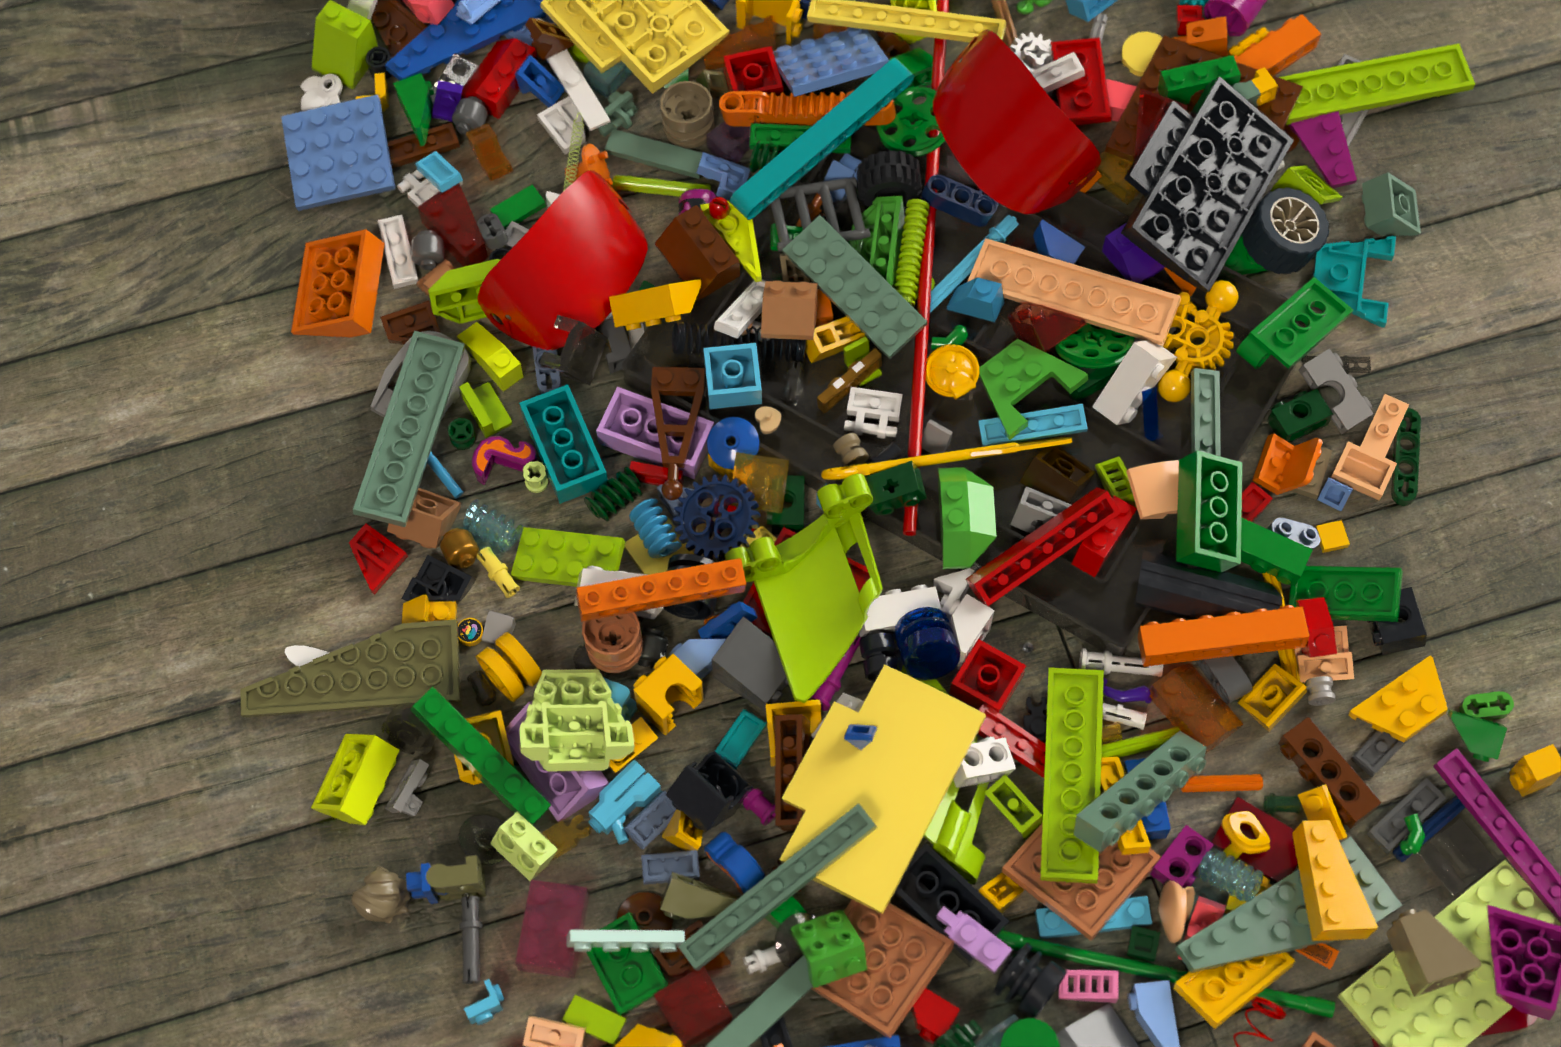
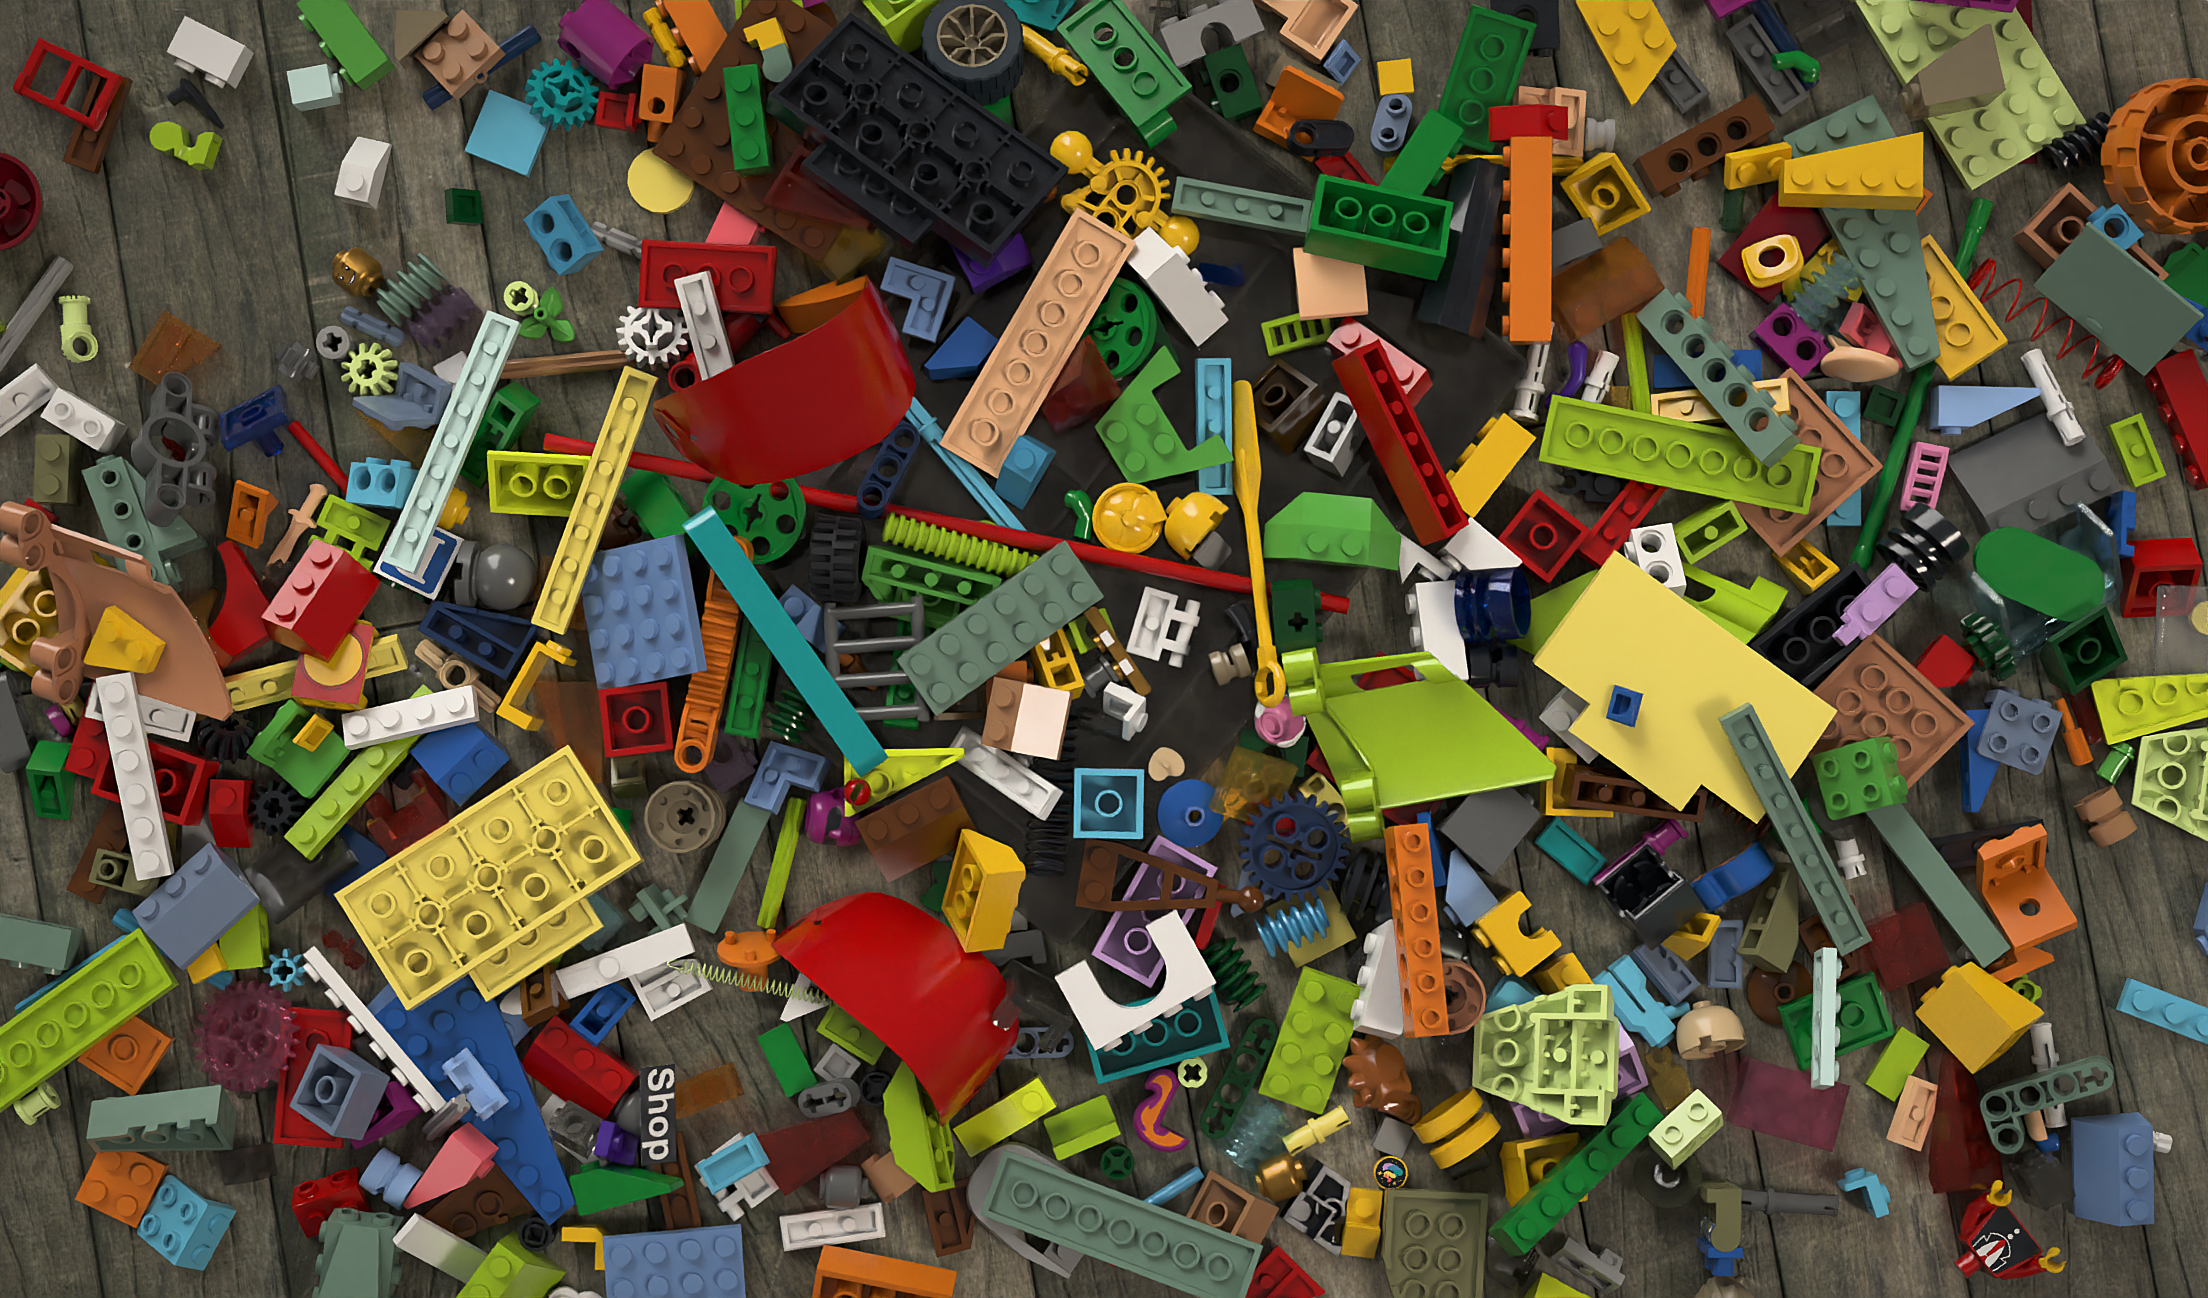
camera: 85 degrees left, 20 degrees up
(470, 120) = (657, 1114): none -> black sticker
(536, 508) = (1243, 1080): none -> dark green beam
(543, 604) = (1381, 1079): none -> dark orange head
(604, 856) = (1708, 1031): none -> tan cylinder
(608, 446) = (1107, 1020): none -> white arch
(805, 392) = (1127, 707): none -> white bracket
(805, 494) = (1278, 725): none -> bright pink hair
(826, 369) = (1098, 677): none -> dark grey bush
(957, 415) = (1192, 521): none -> yellow cylinder
(1035, 628) = (1488, 462): none -> yellow brick
(1092, 217) = (927, 291): none -> medium blue plate
(1273, 485) = (1328, 138): none -> black piece
(1291, 284) = (1057, 59): none -> yellow pin

